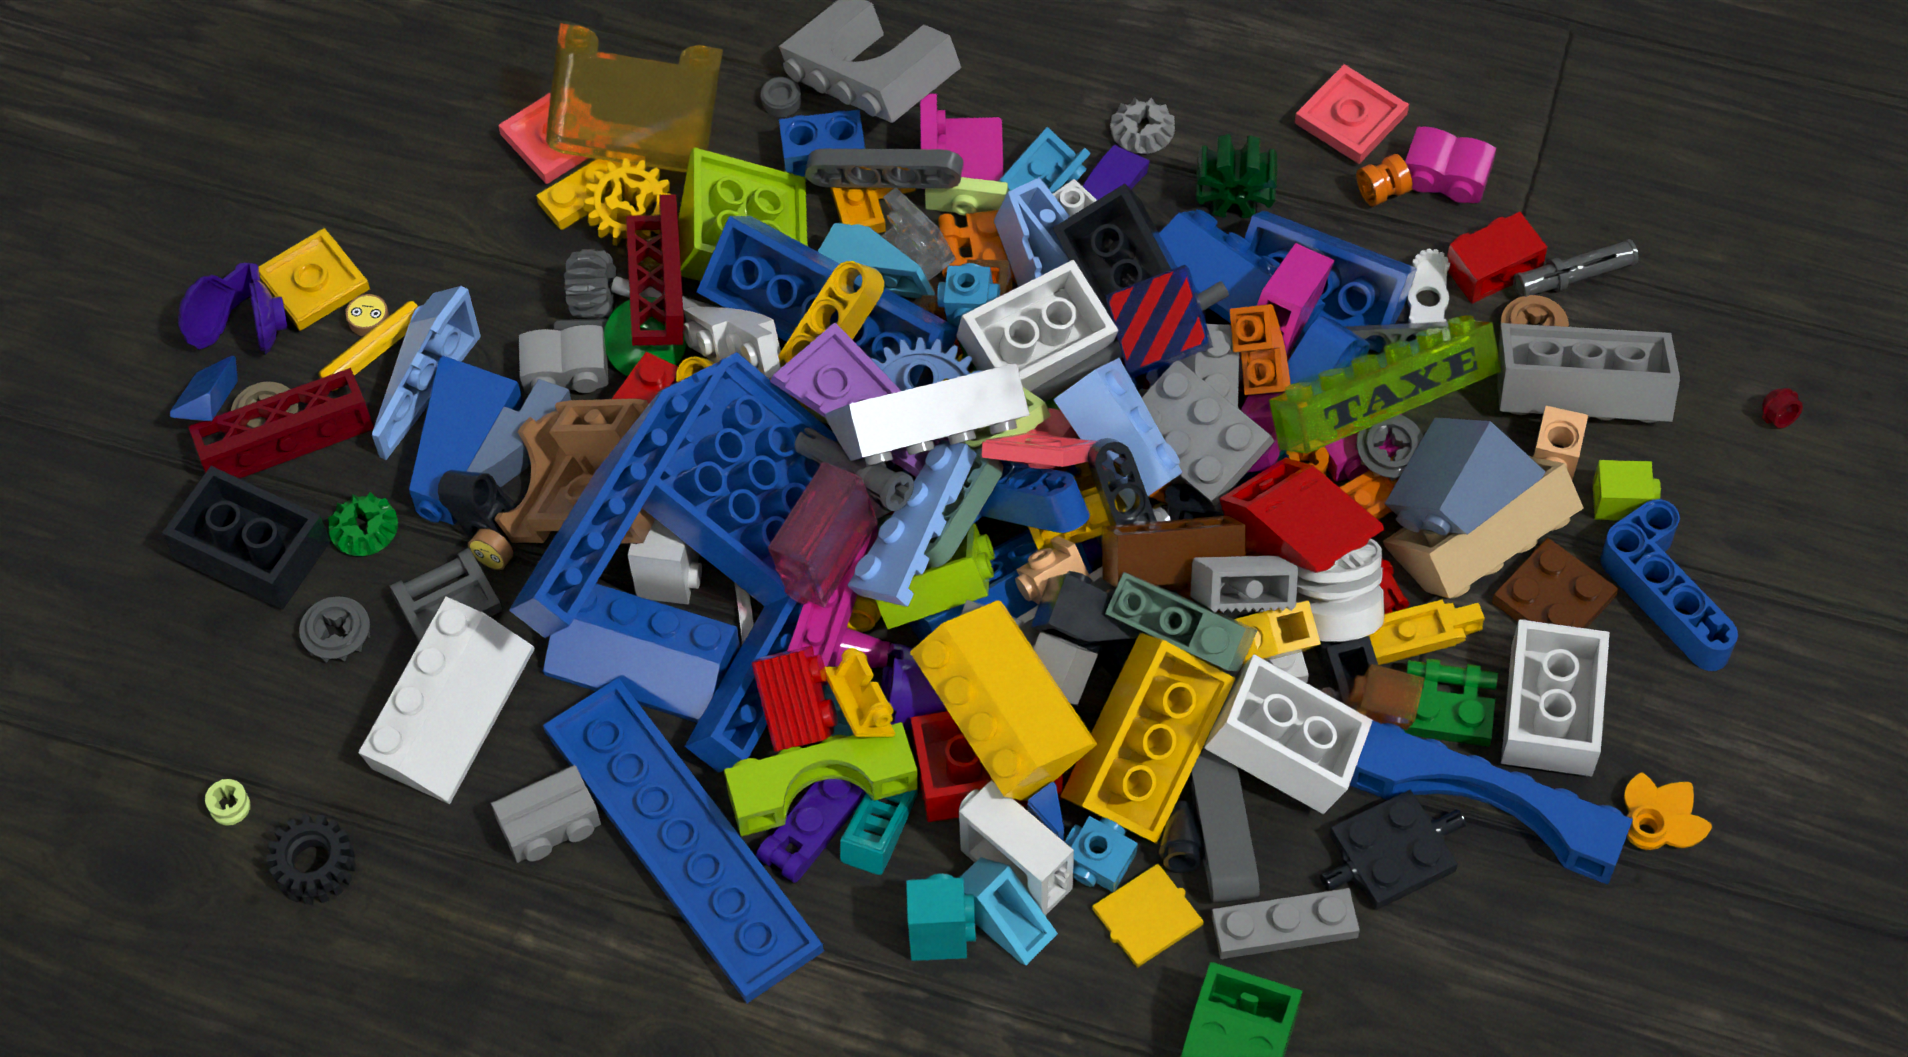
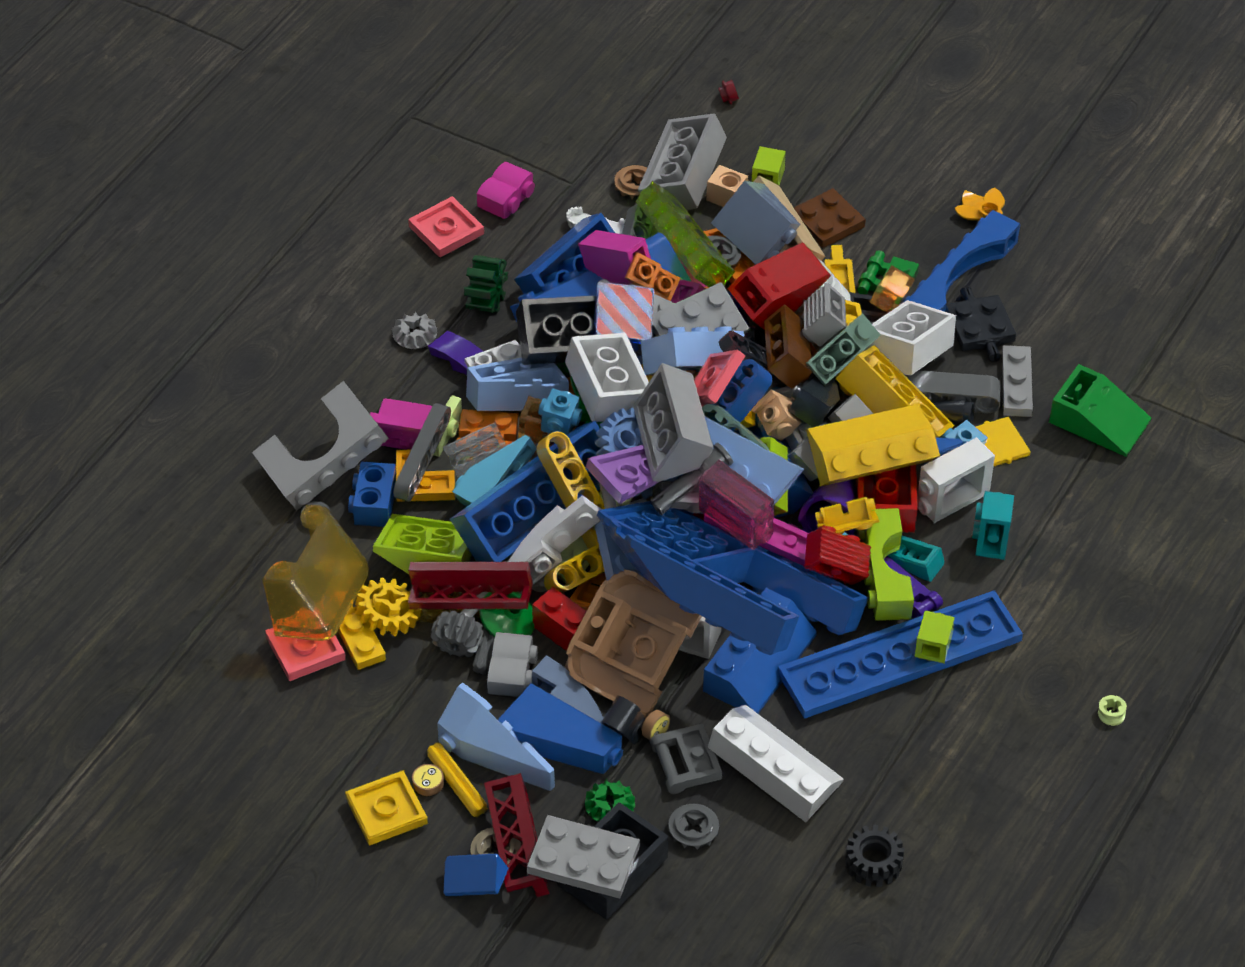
camera: 80 degrees left, 10 degrees down
(211, 299) = (416, 831): dark purple animal -> none
(217, 490) = (583, 856): none -> light grey plate
(229, 815) = (815, 895): yellowish green bush -> none
(546, 815) = (871, 720): light grey brick -> none
(694, 865) = (934, 636): none -> lime brick
(1007, 910) = (974, 493): medium azure slope -> none
(1048, 159) = (440, 380): dark azure bracket -> none
(1383, 180) = (506, 221): orange wheel -> none
(1492, 256) = (582, 184): red brick -> none
(1533, 281) = (602, 160): dark grey pin -> none
(1555, 698) = (904, 225): white brick -> none
(1703, 636) = (837, 169): blue beam -> none

